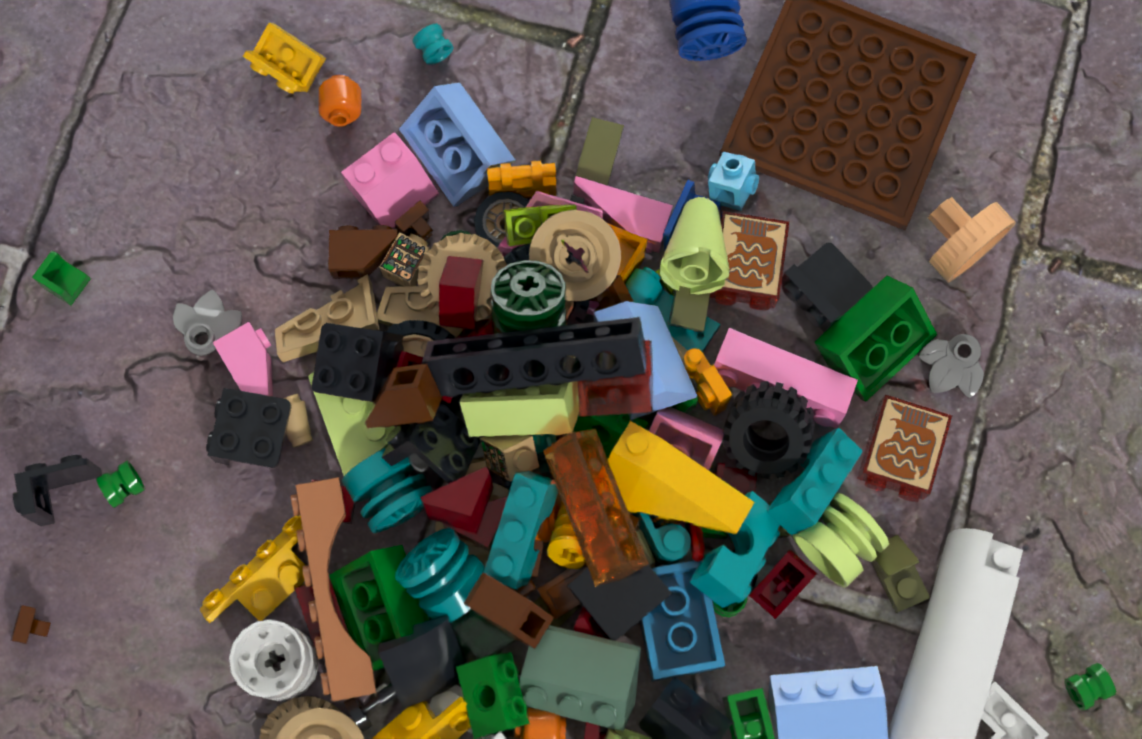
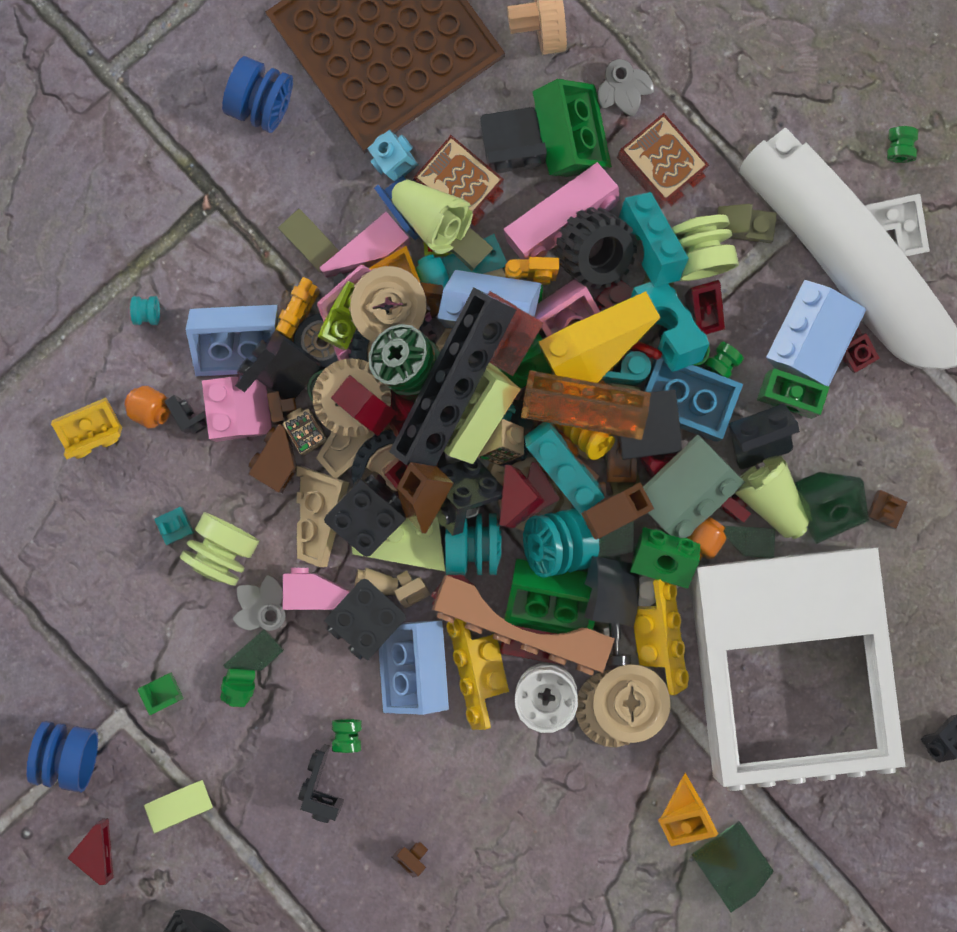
camera: 60 degrees left, 10 degrees up
(110, 348) = (237, 687): none -> green piece
(156, 348) = (256, 654): none -> clear green tile
(228, 511) = (414, 669): none -> light blue slope
(238, 195) = (174, 525): none -> teal tile
(243, 246) = (219, 549): none -> yellowish green wheel
(307, 459) = (411, 590): none -> tan tile
(351, 137) = (182, 414): none -> black bracket
(455, 194) = (278, 366): none -> black bracket
(739, 636) = (724, 361): none -> green wheel

